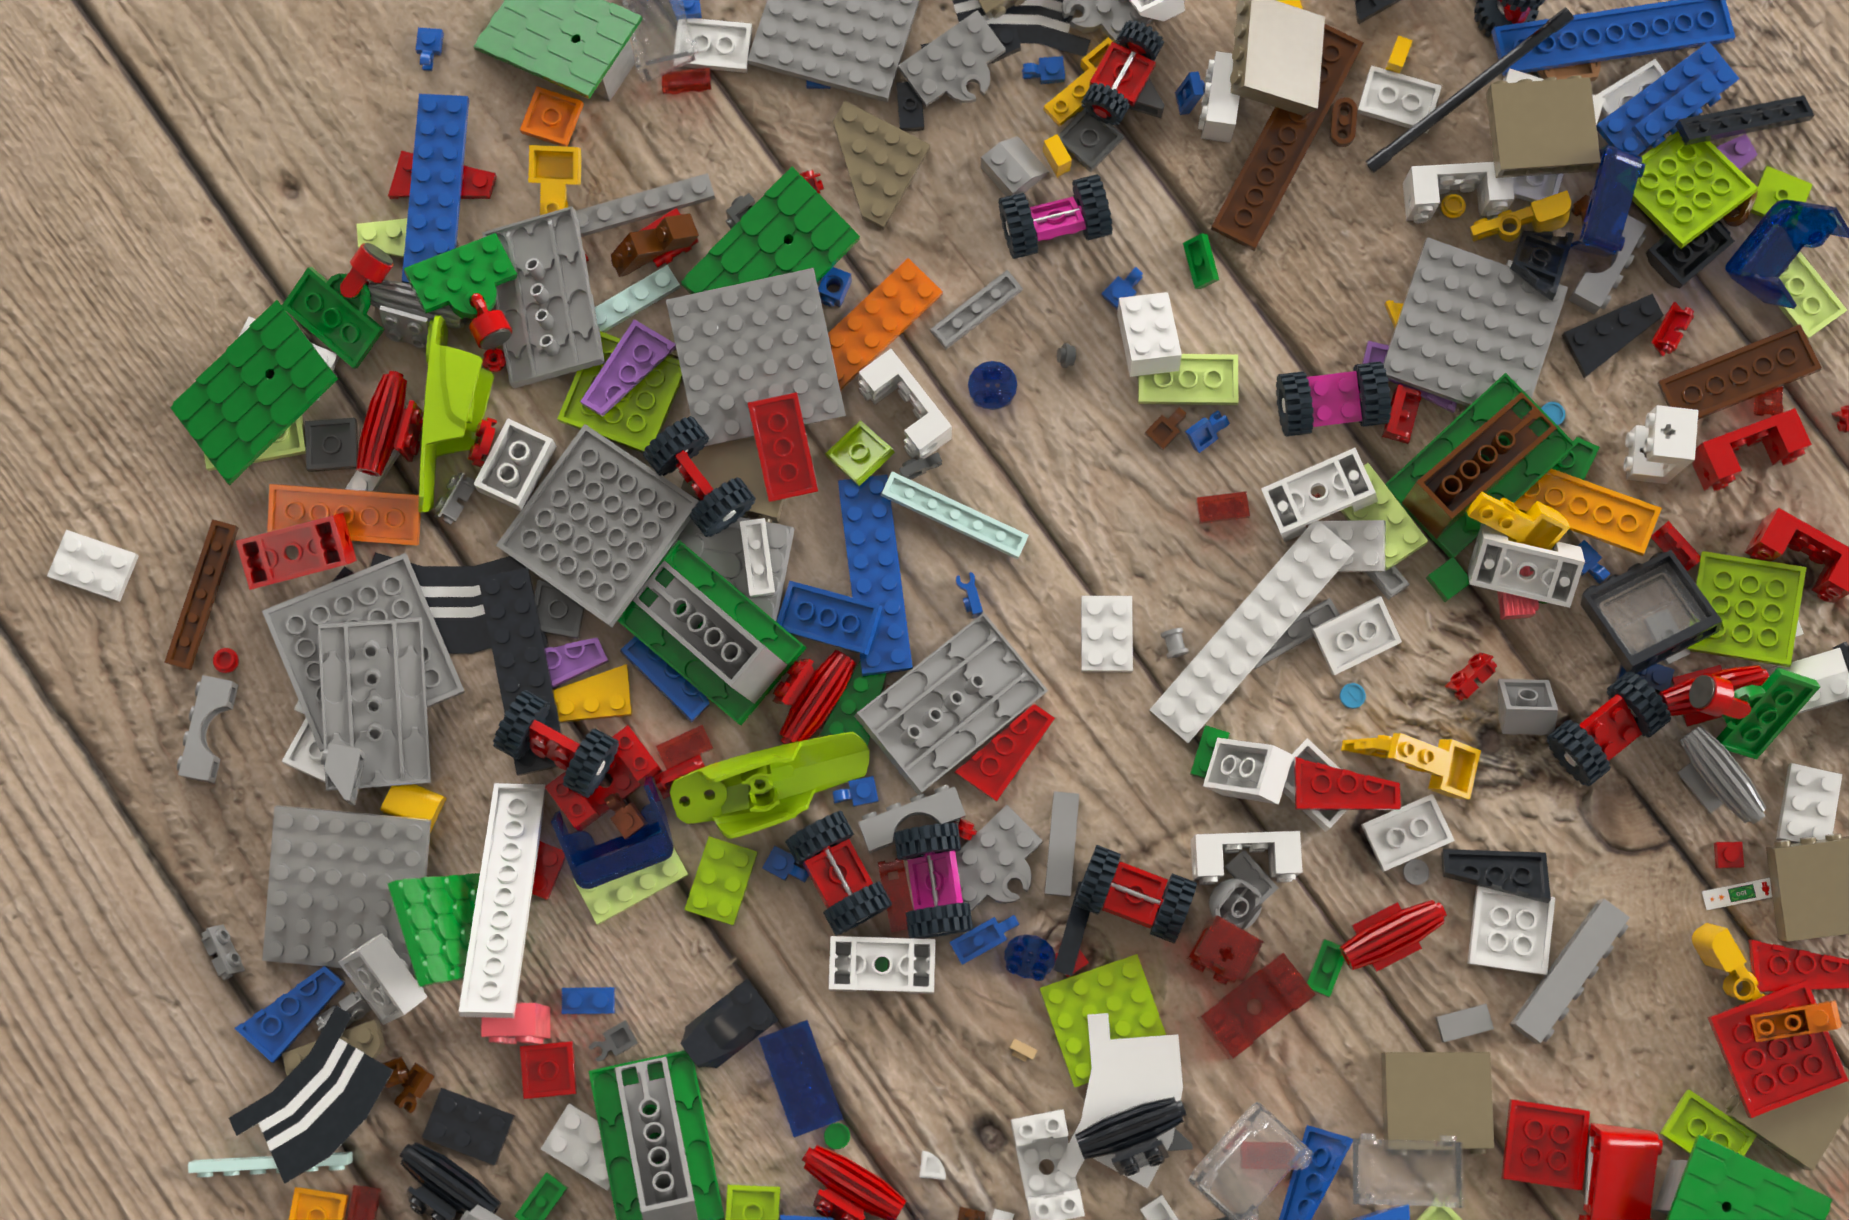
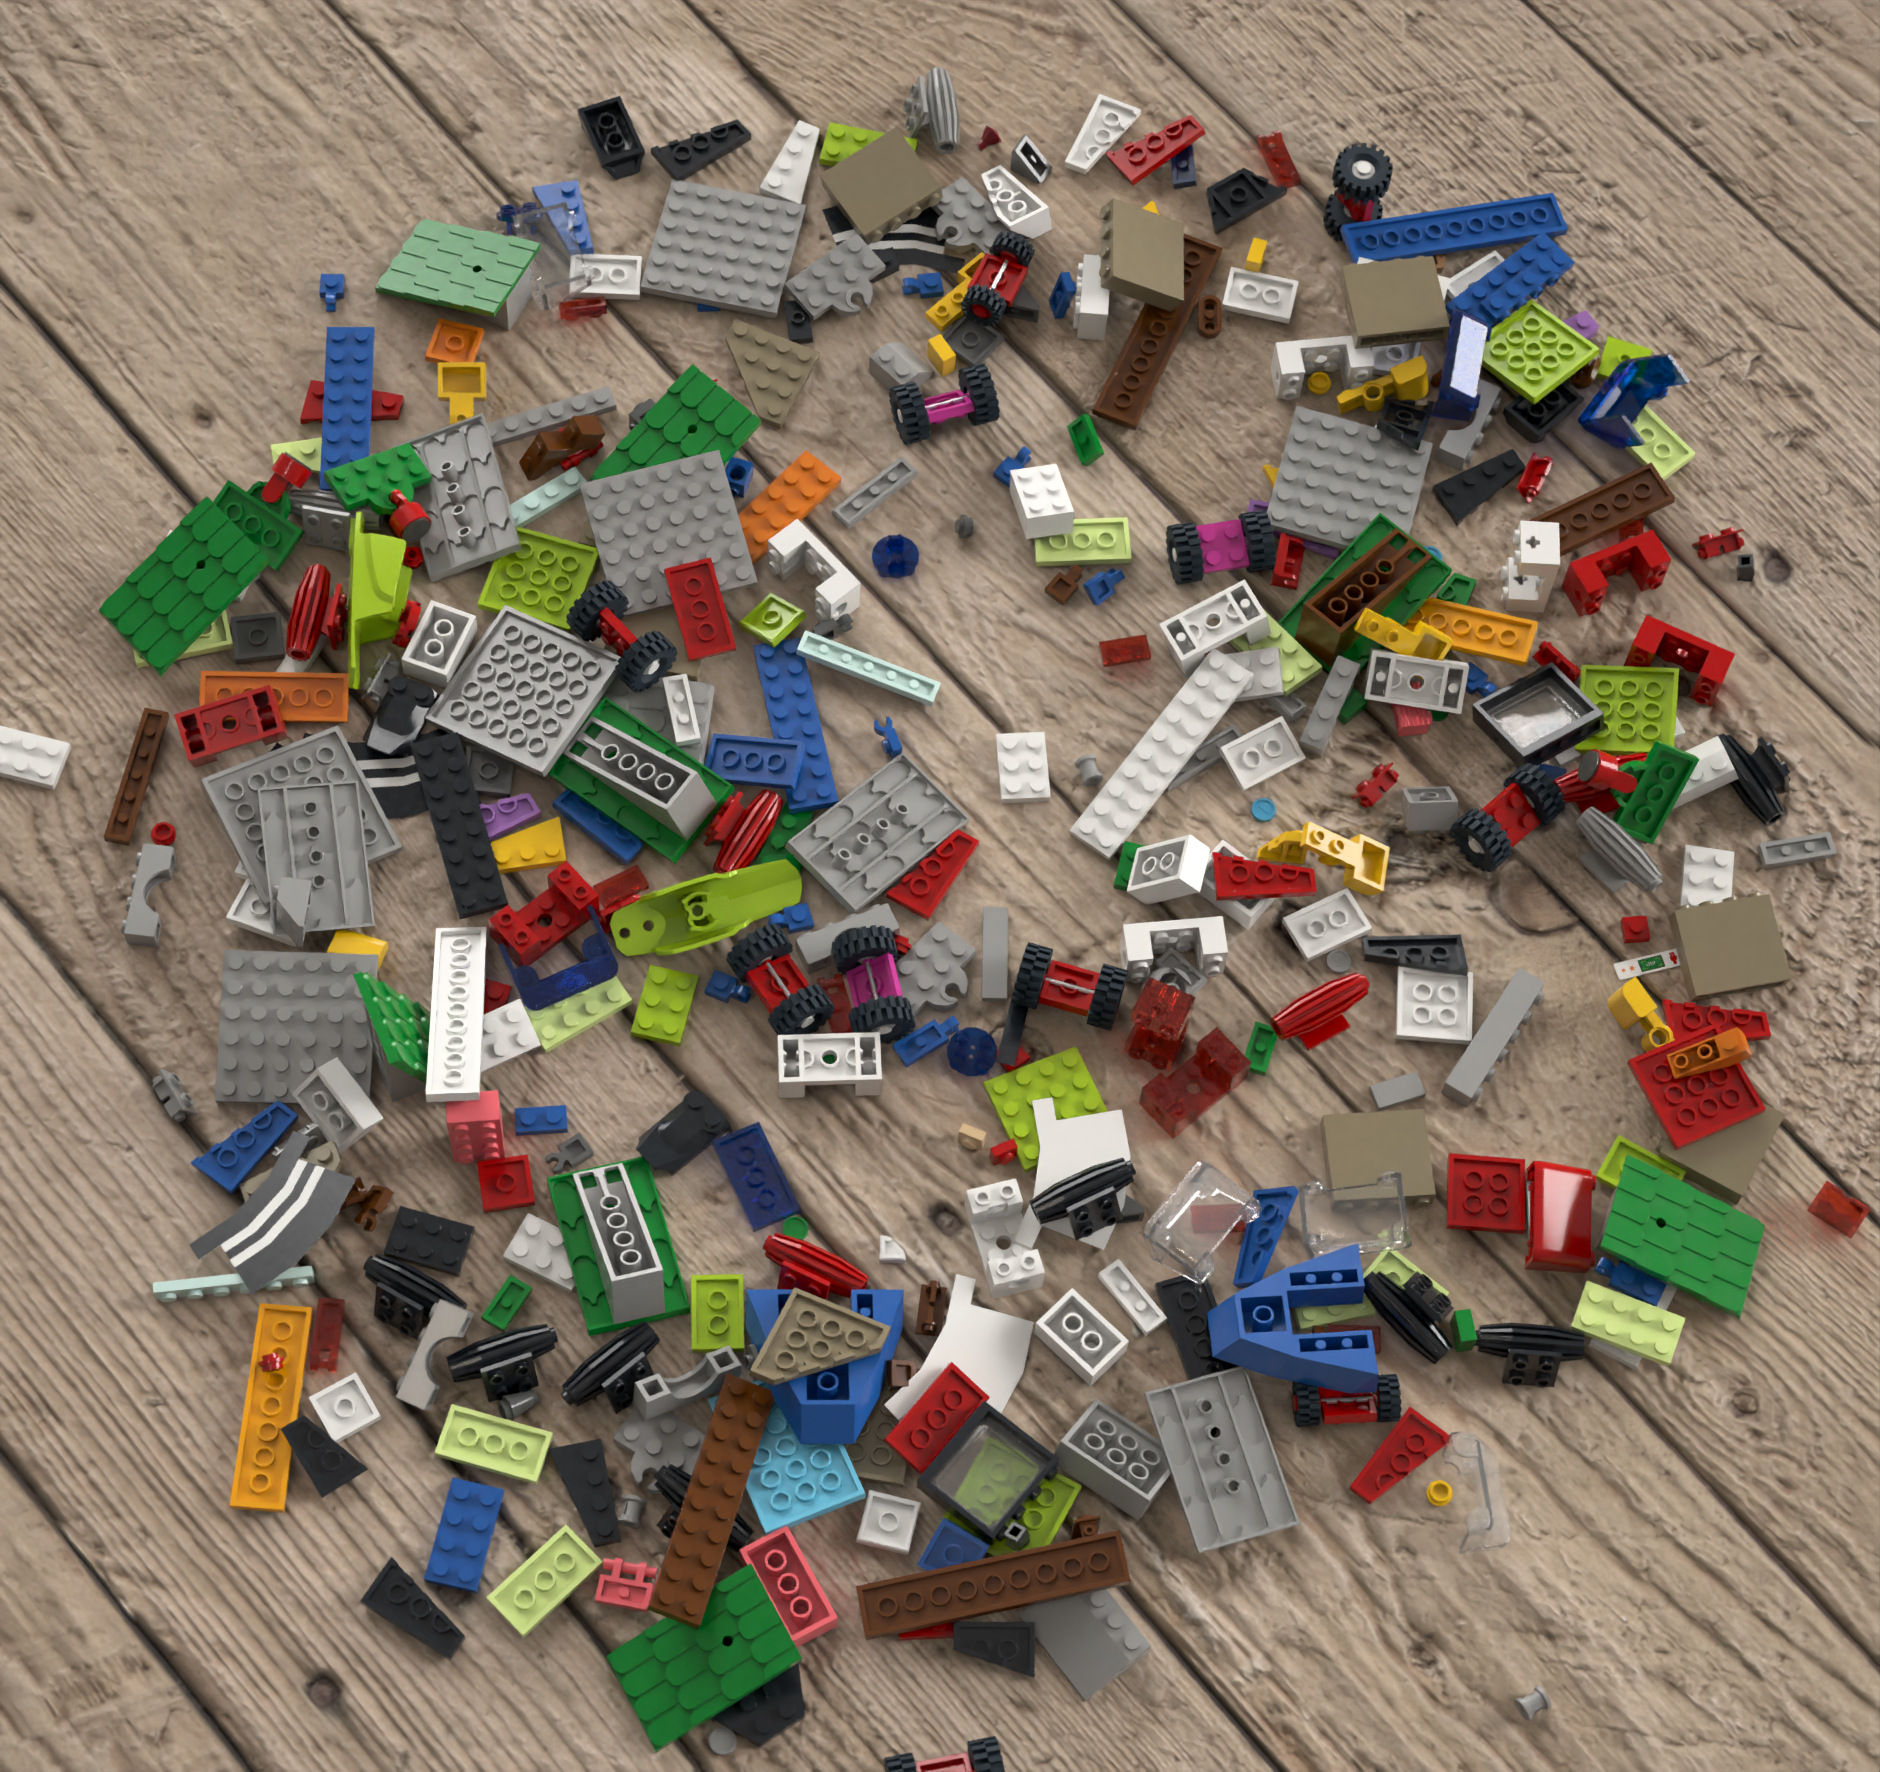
camera: 10 degrees left, 15 degrees down
(470, 544) = (400, 716): none -> black slope
(555, 912) = (506, 1035): none -> white brick
(583, 762) = (472, 864): black plate -> none
(627, 818) = (569, 948): copper plate -> none
(628, 364) = (545, 549): medium lavender wing -> none
(1054, 1070) = (1003, 1153): none -> red plate
(1432, 588) = (1328, 706): none -> light grey arch
(1552, 26) = (1320, 282): black piece -> none
(1744, 120) = (1582, 295): black plate -> none

